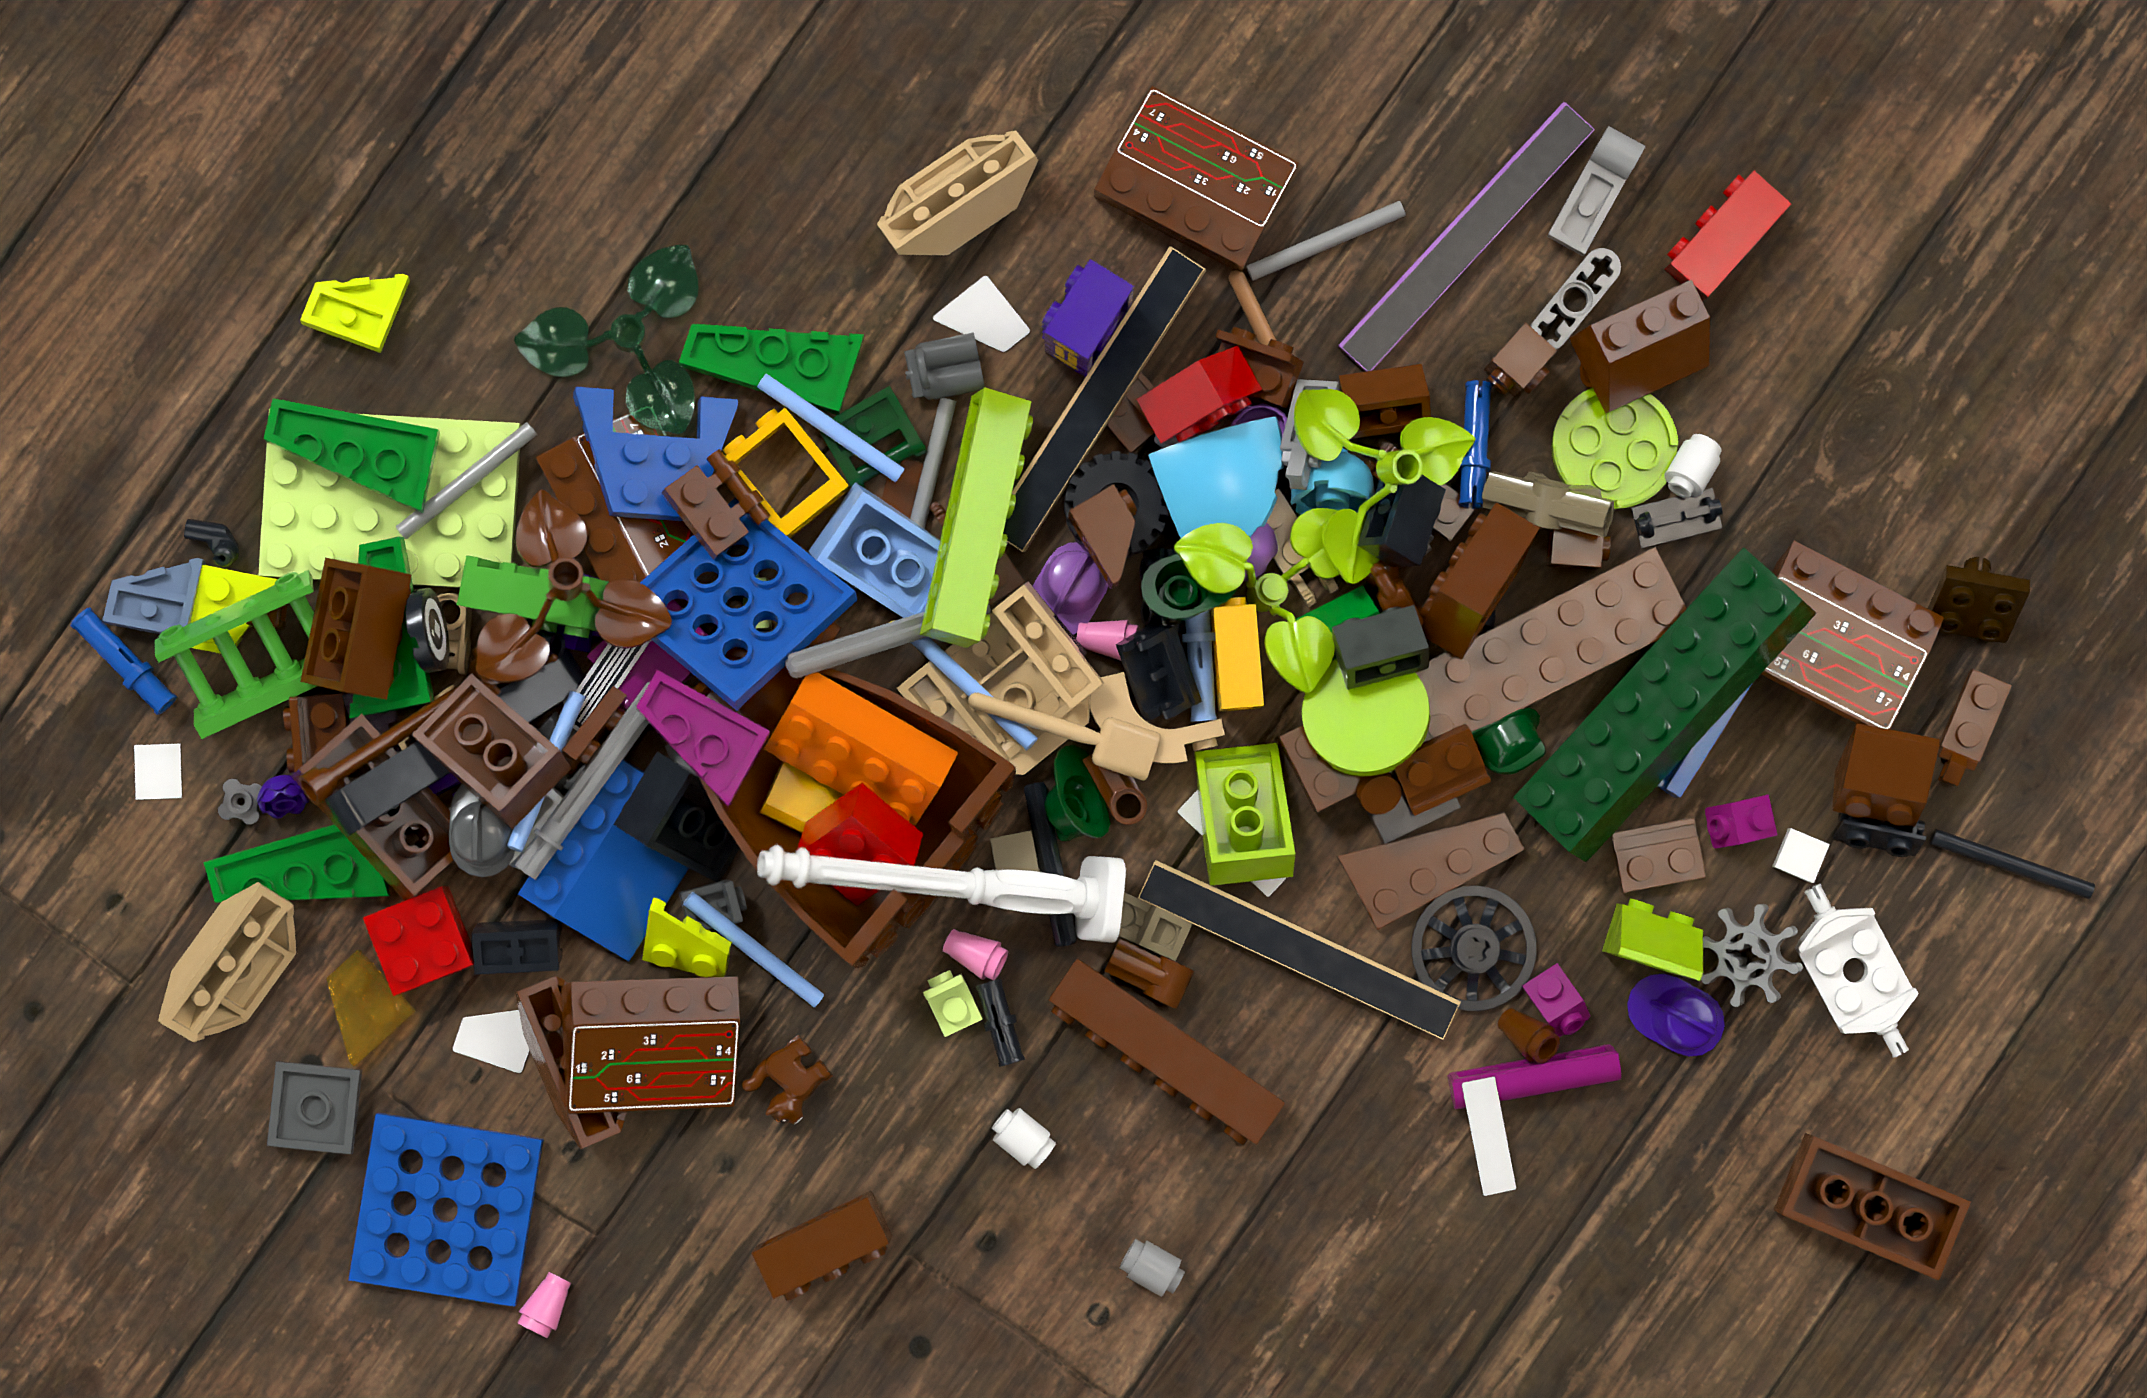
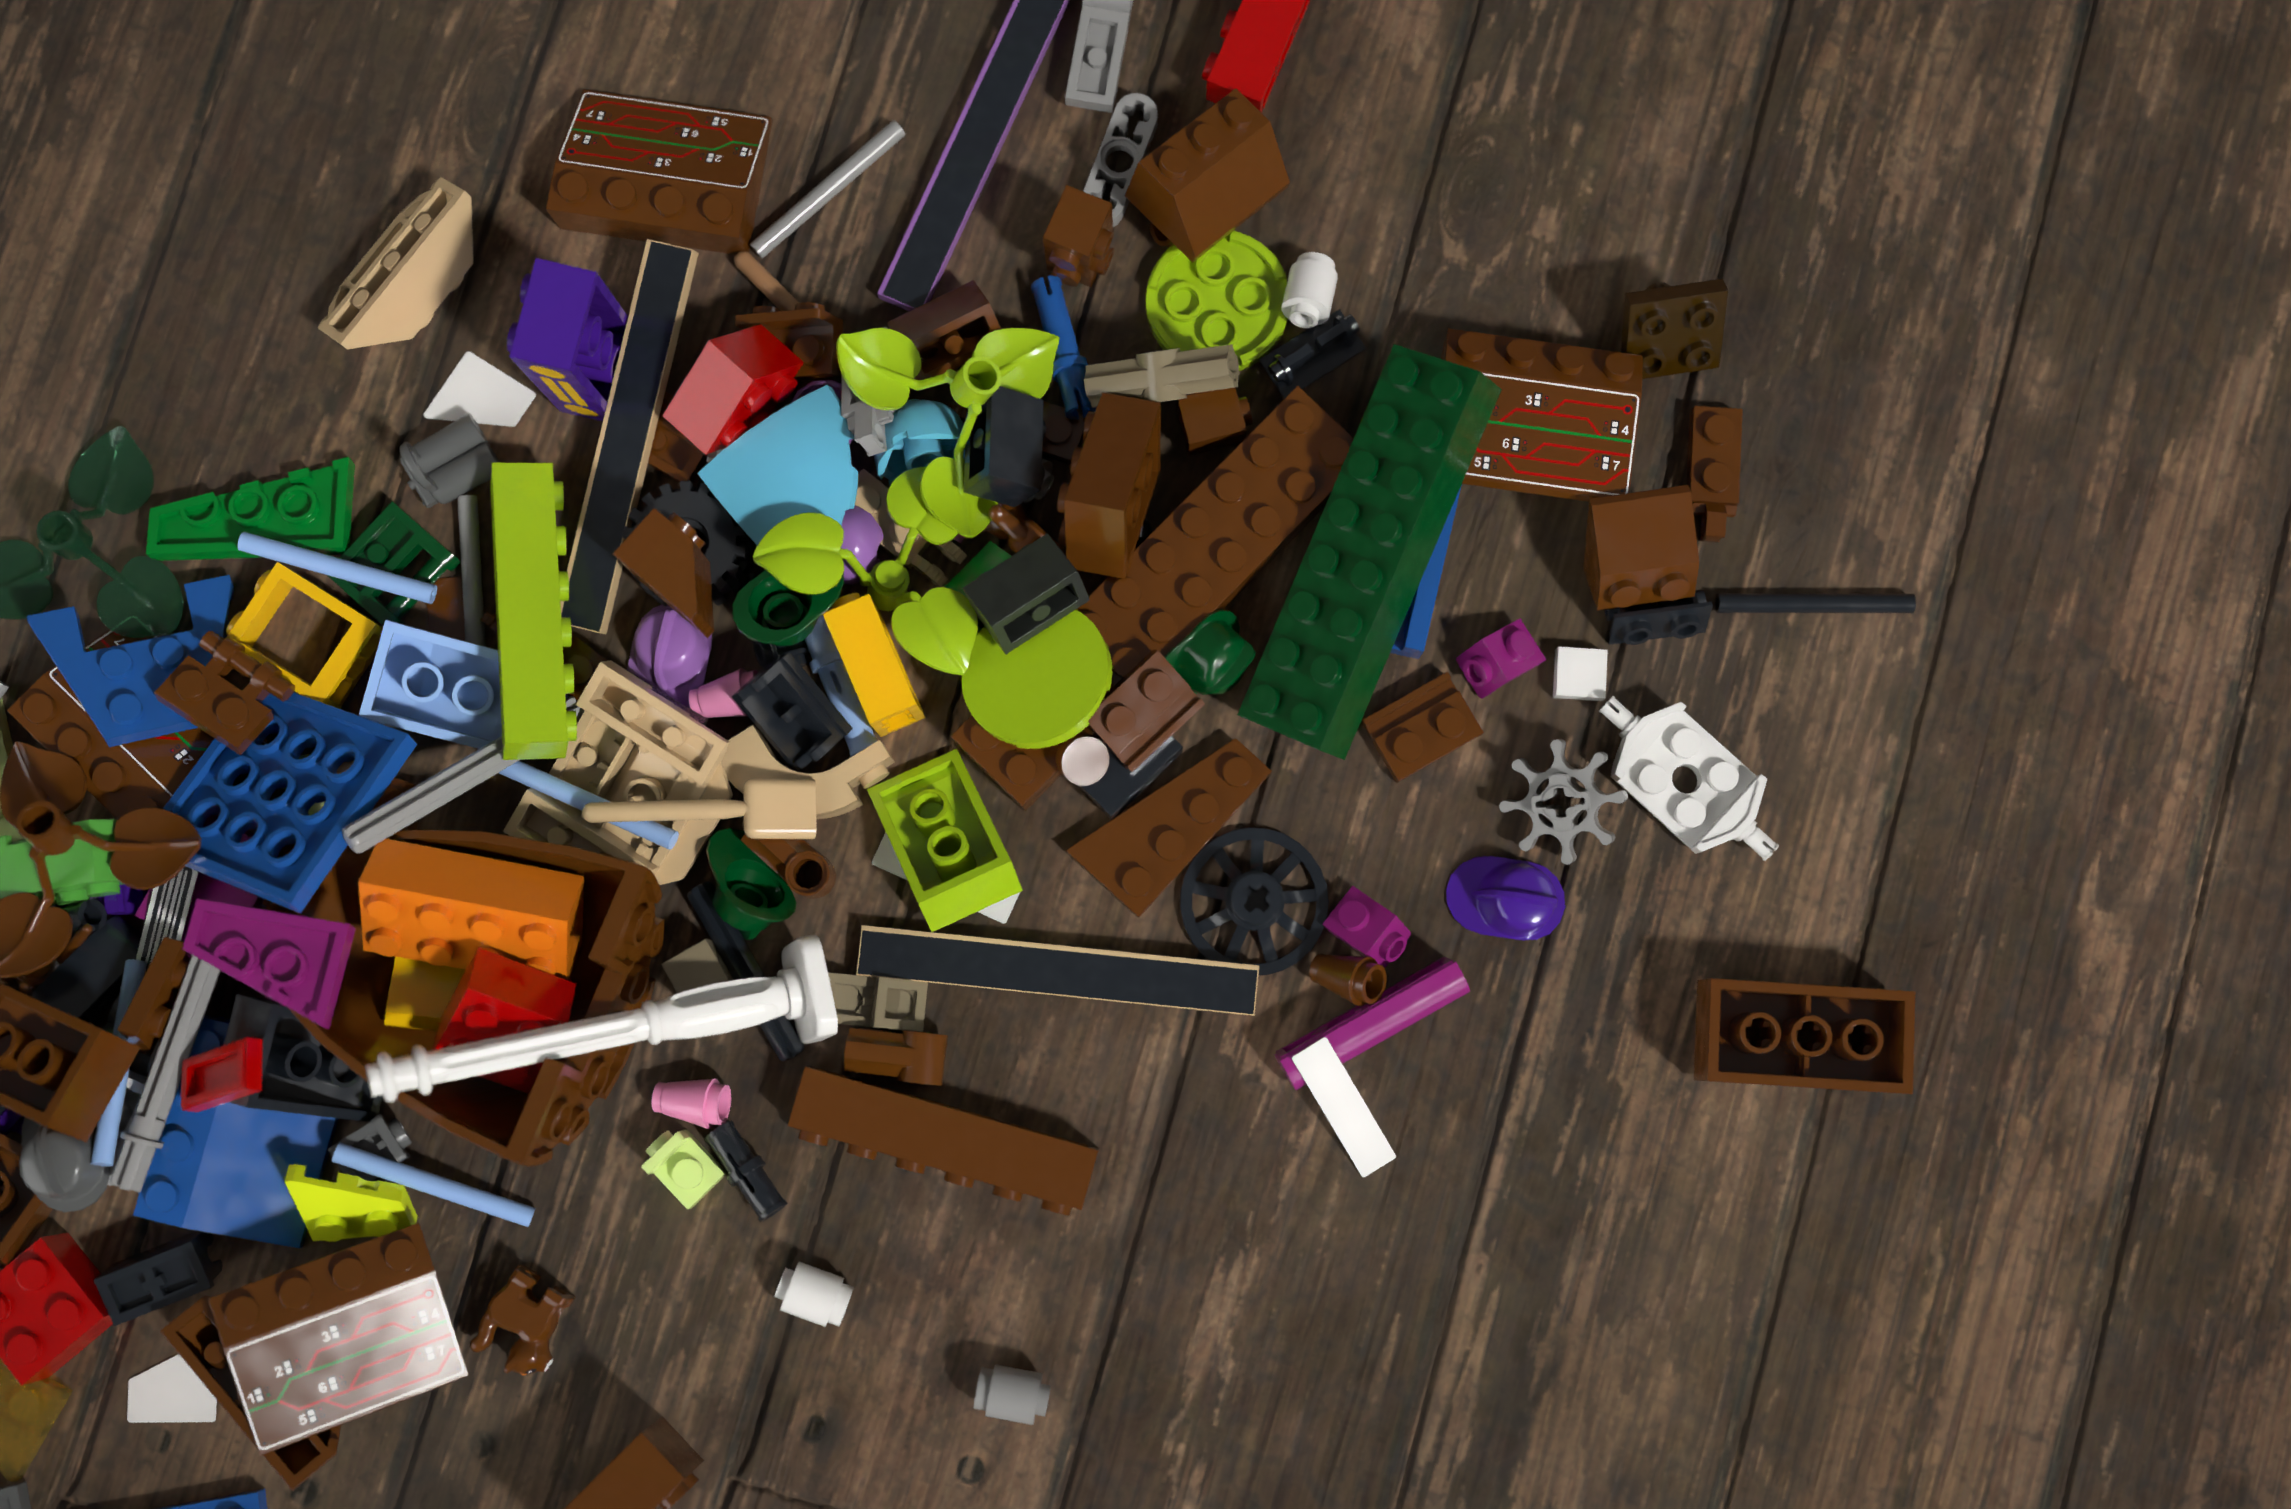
camera: 15 degrees left, 5 degrees down
(631, 812) = (222, 1075): none -> red tile
(1655, 940) = (1453, 821): lime slope -> none

